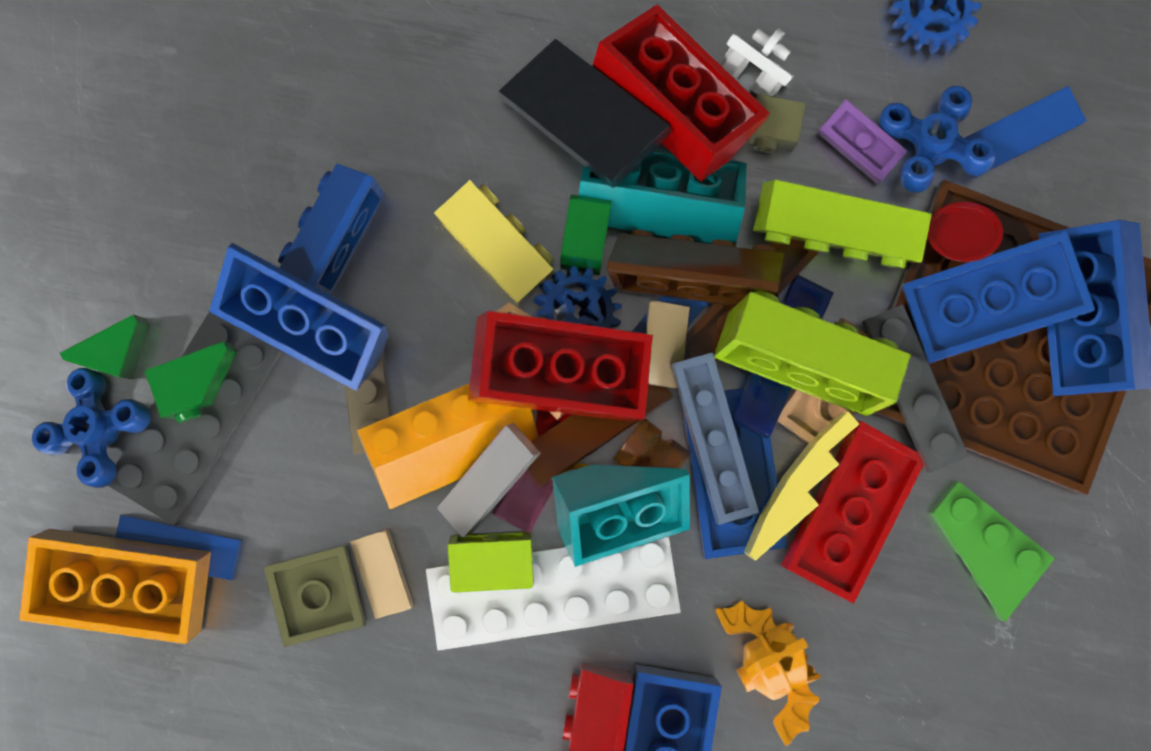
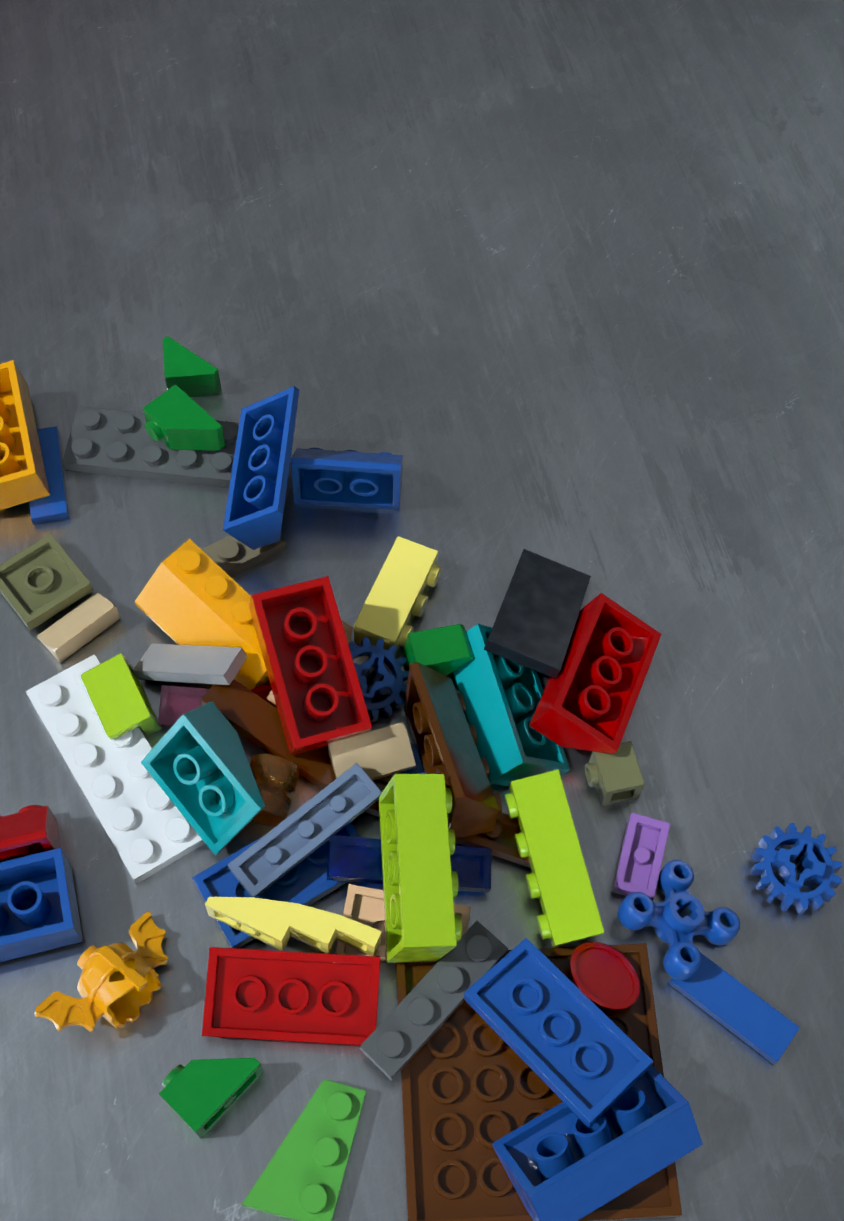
camera: 65 degrees right, 25 degrees down
(91, 427) = (117, 379): blue gear -> none
(743, 53) = (662, 724): white hips -> none
(901, 615) = (208, 1088): none -> green slope

